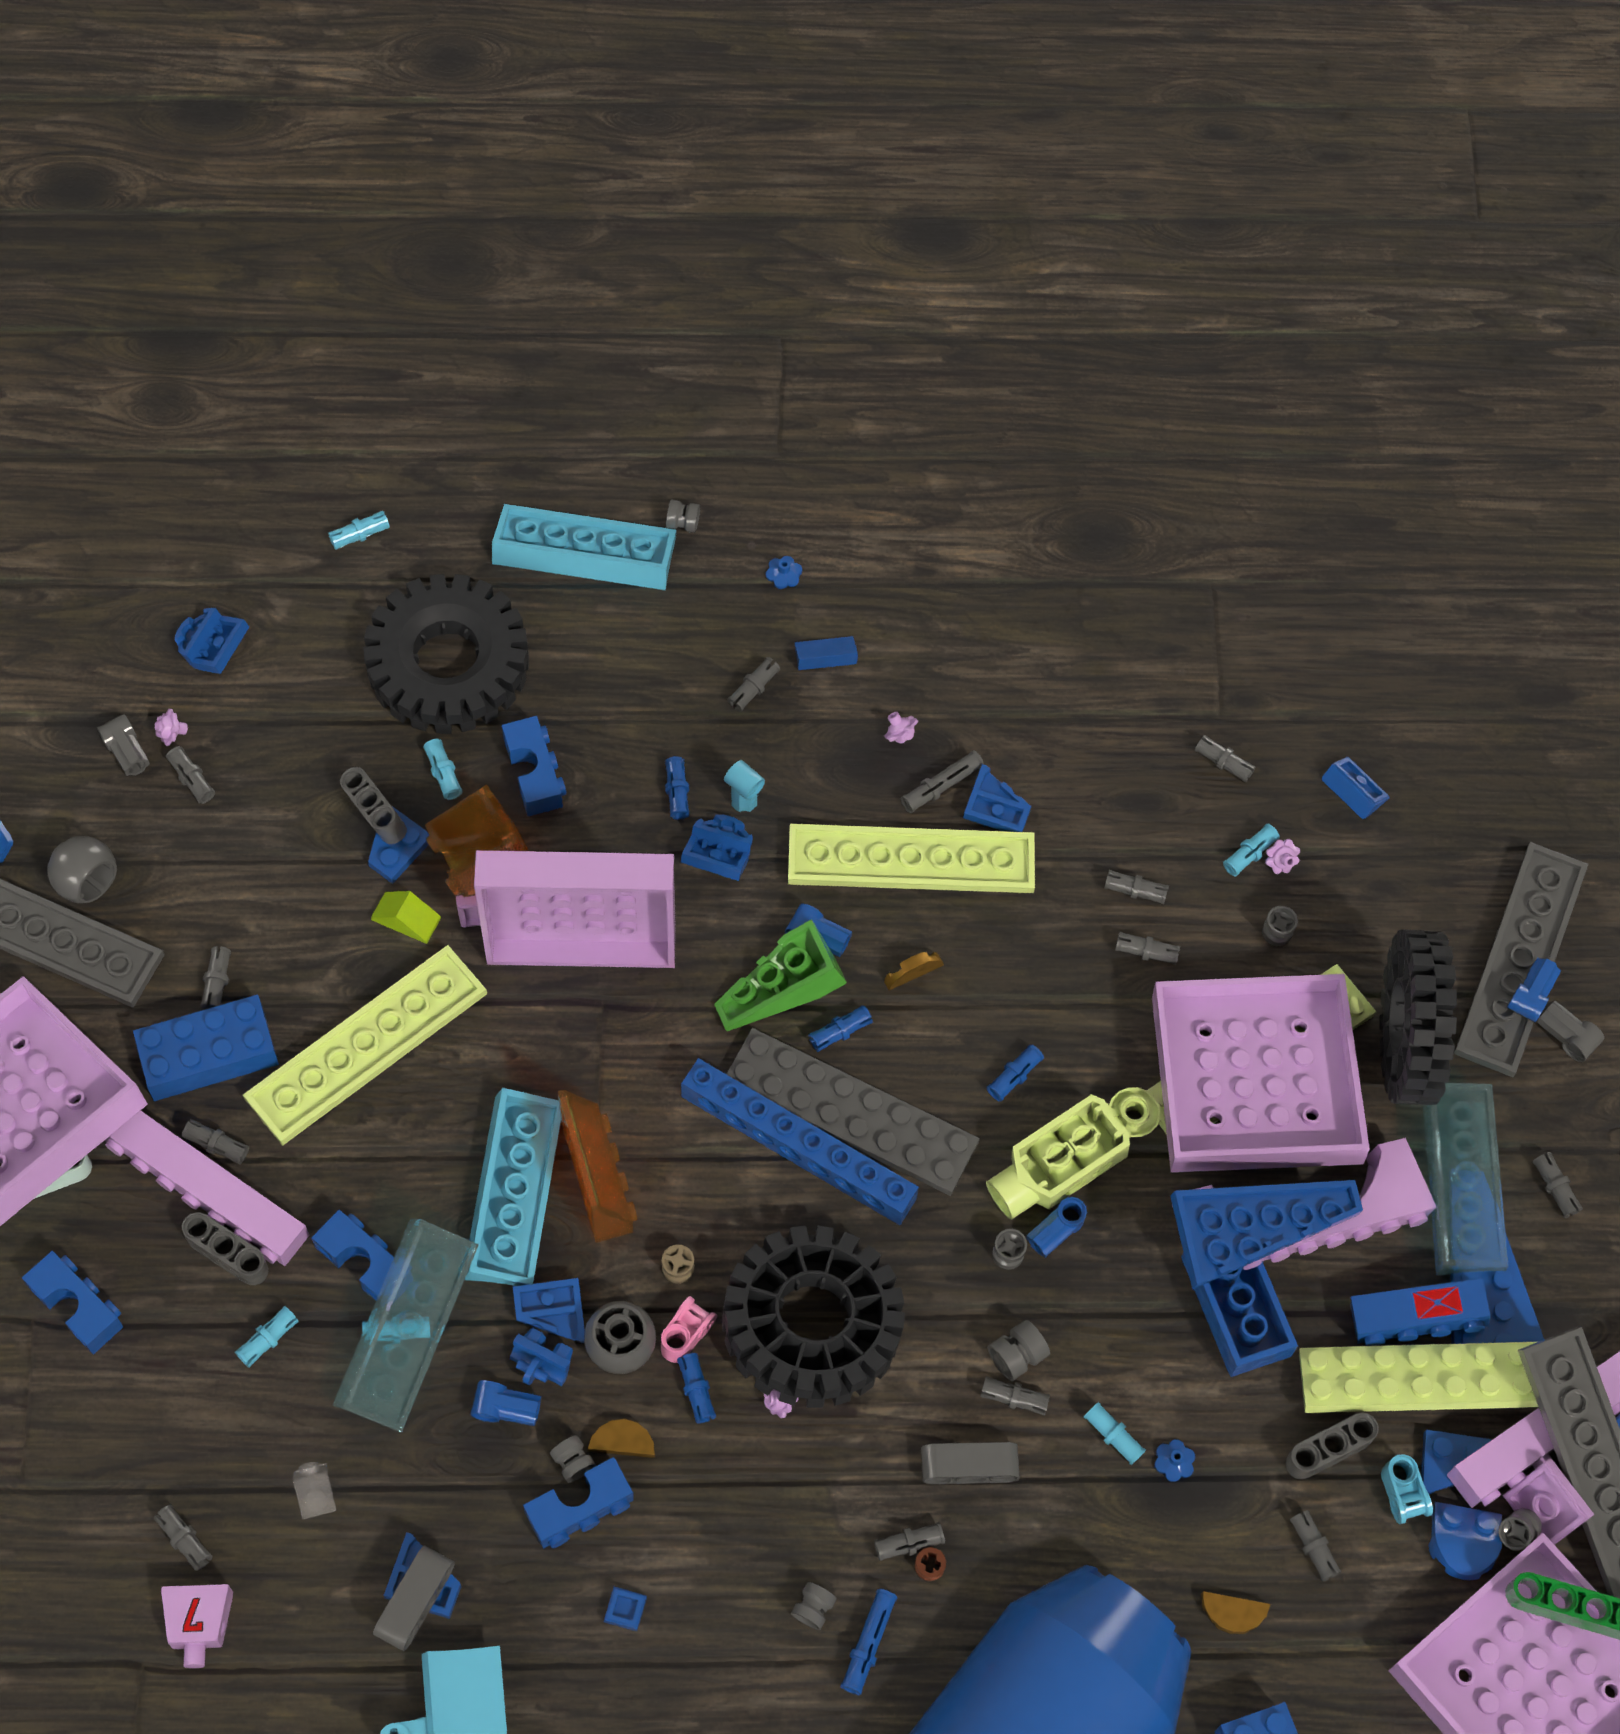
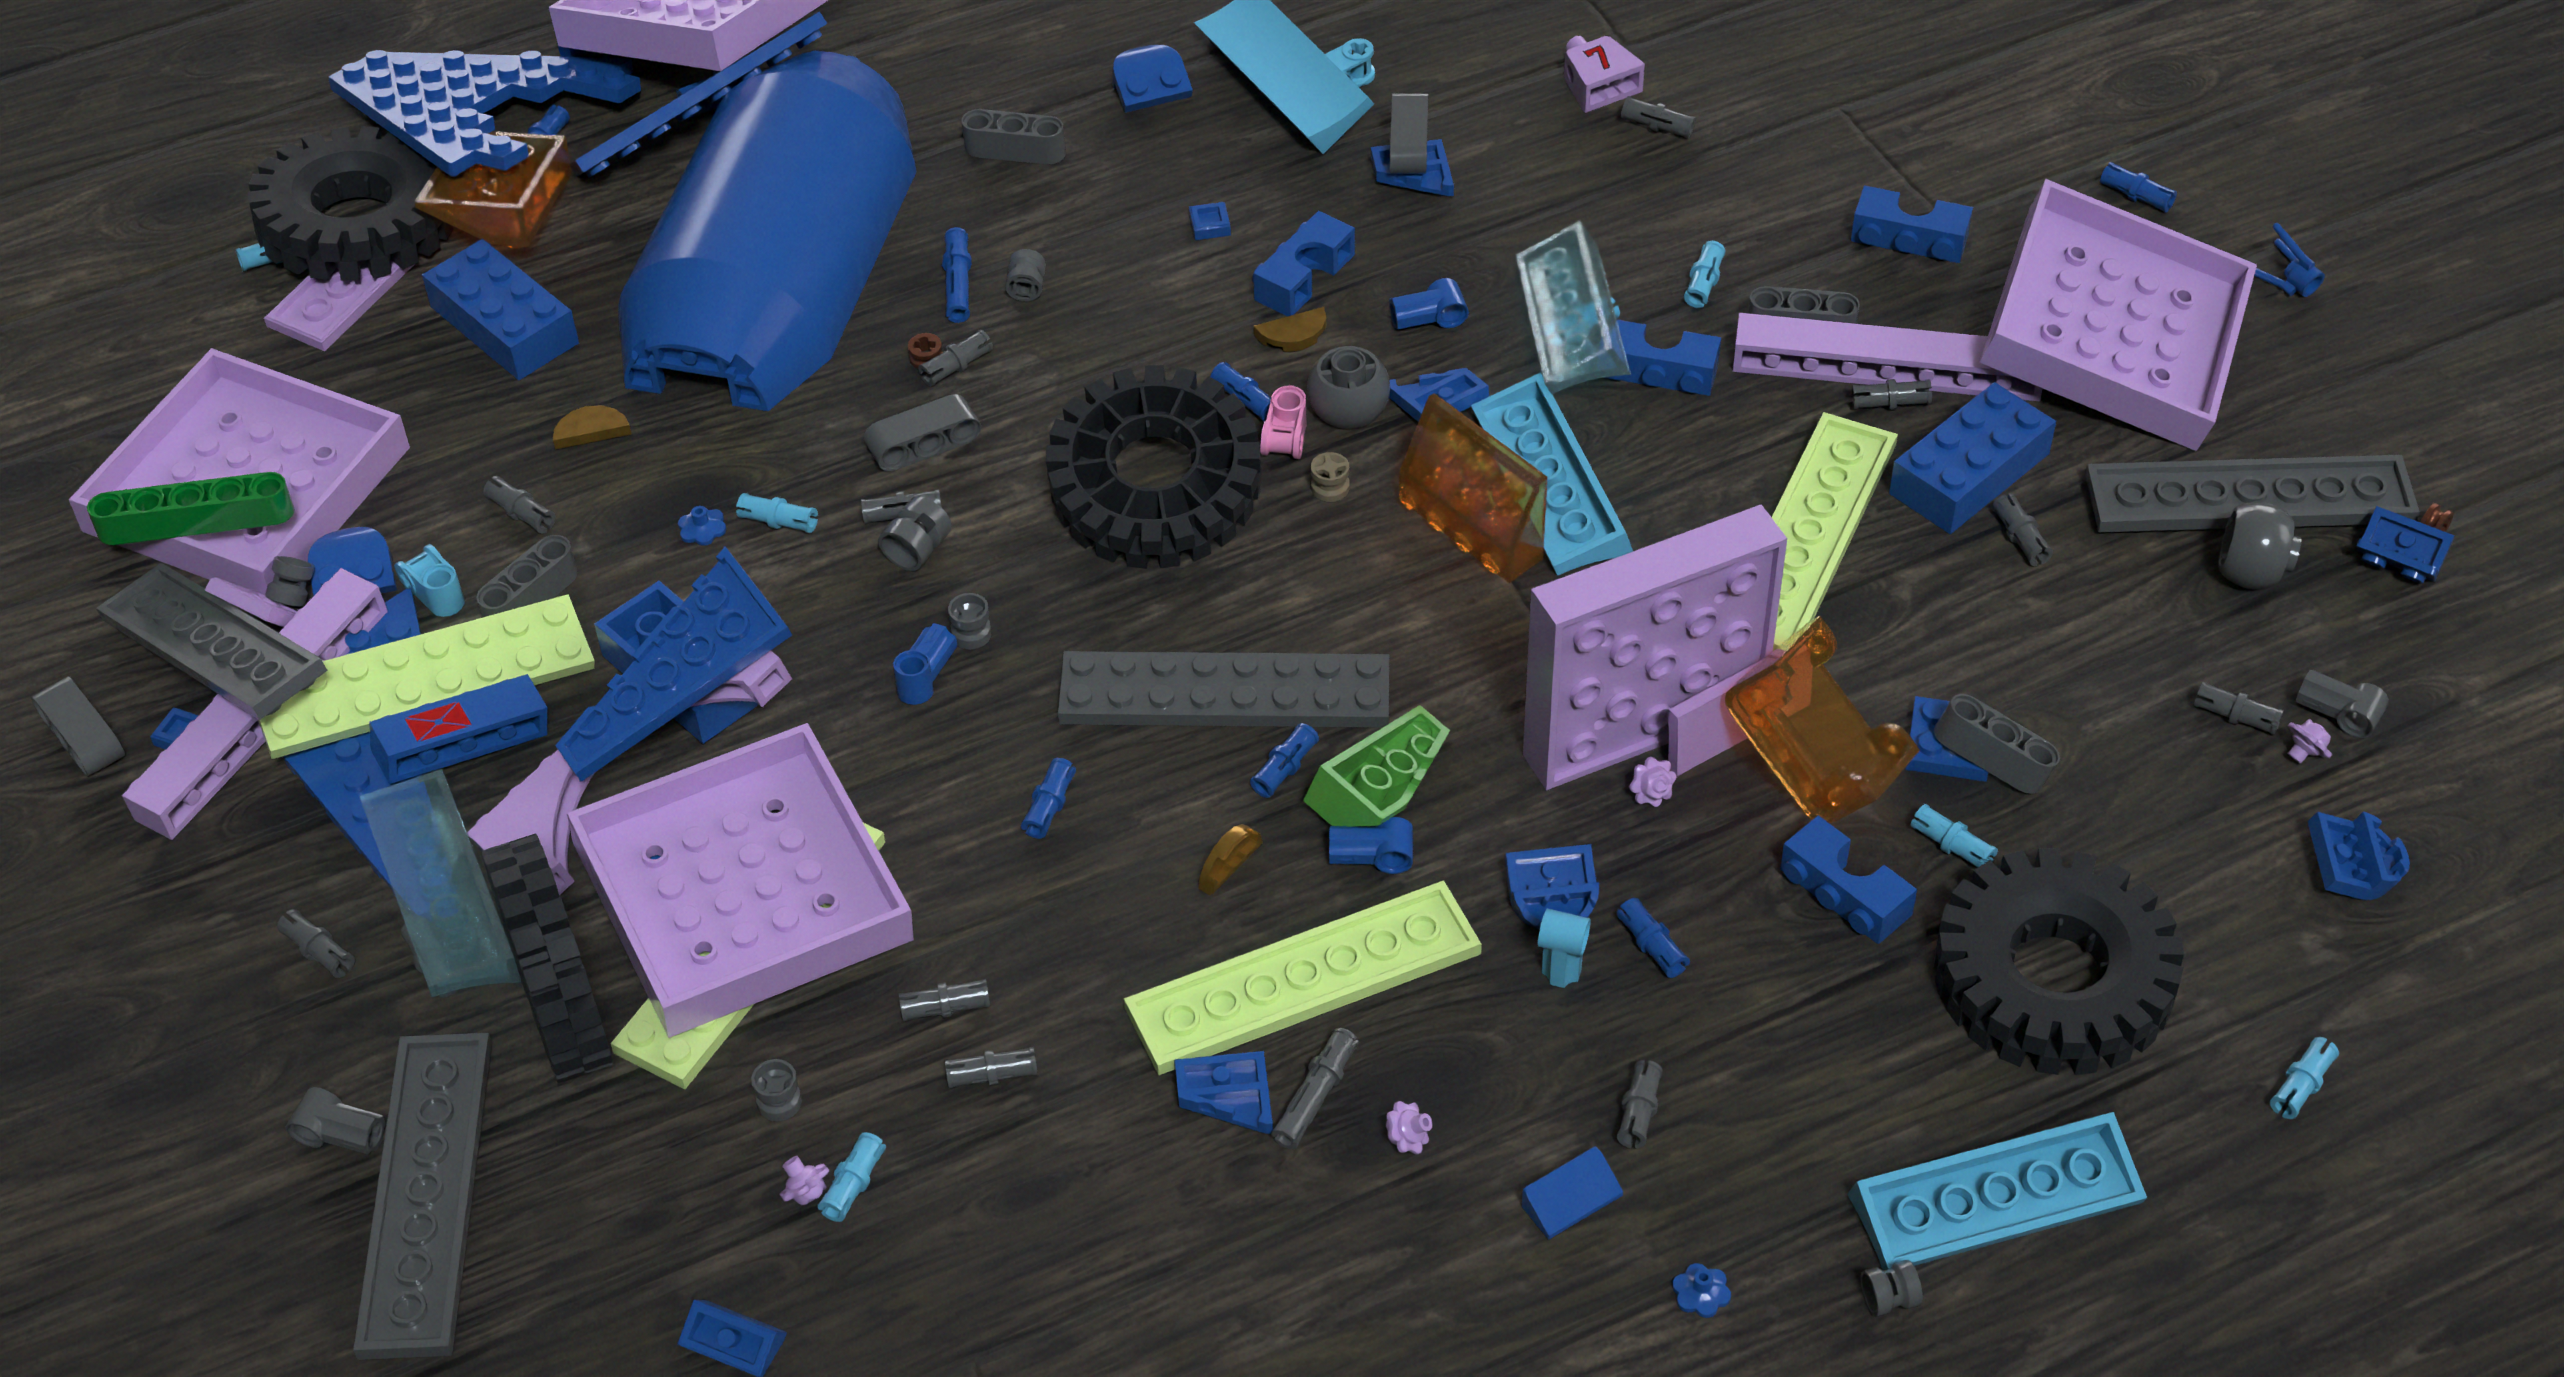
camera: 160 degrees right, 15 degrees down
(313, 1490) = (1569, 185): clear bracket -> none
(407, 915) = (1870, 668): lime slope -> none
(539, 1361) = (1418, 345): blue hips -> none
(572, 1458) = (1332, 291): dark grey wheel -> none
(799, 1141) = (1262, 622): blue brick -> none
(1072, 1150) = (936, 726): yellowish green brick -> none
(1225, 758) = (937, 1288): dark grey pin -> none
(1532, 995) = (396, 1119): blue piece -> none

